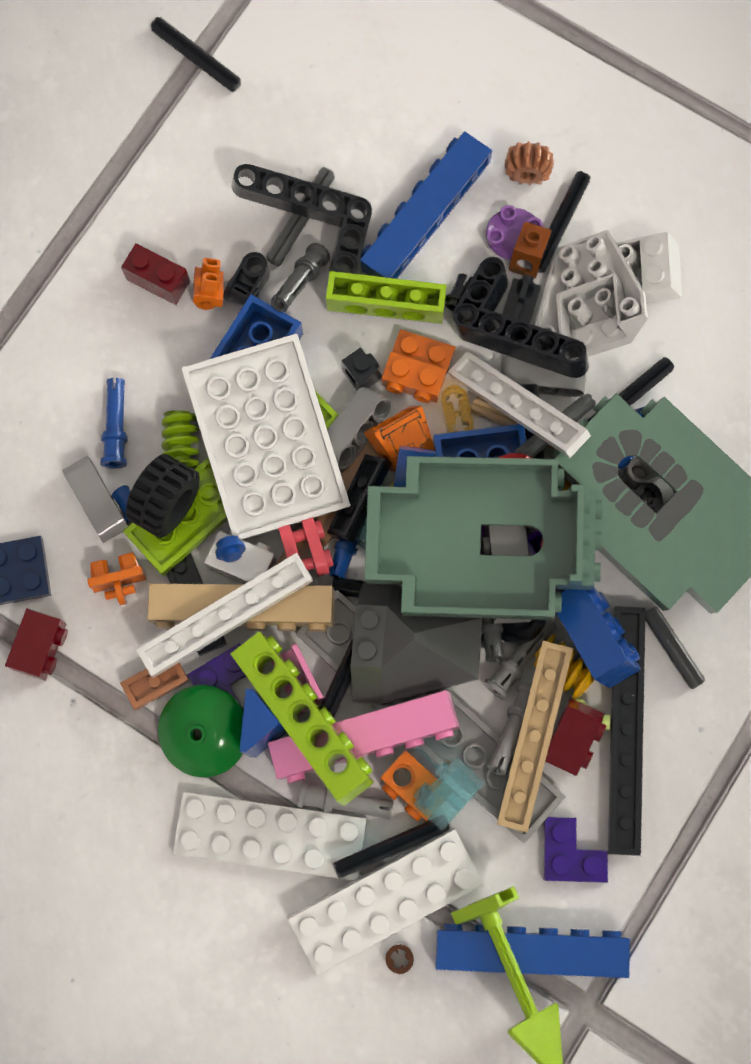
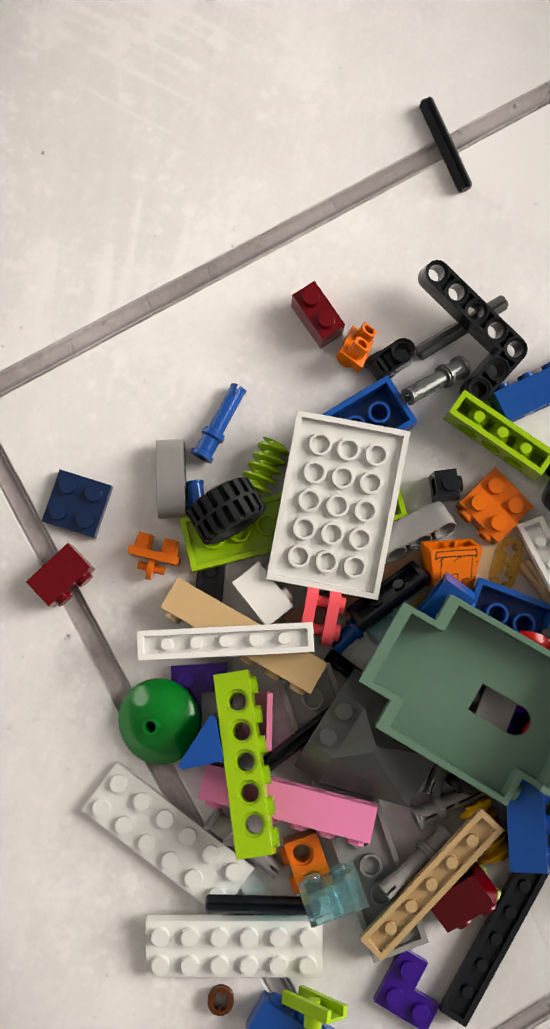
camera: 20 degrees right, 5 degrees up
(144, 689) = (126, 661): nougat plate -> none
(229, 549) = (258, 584): blue plate -> none

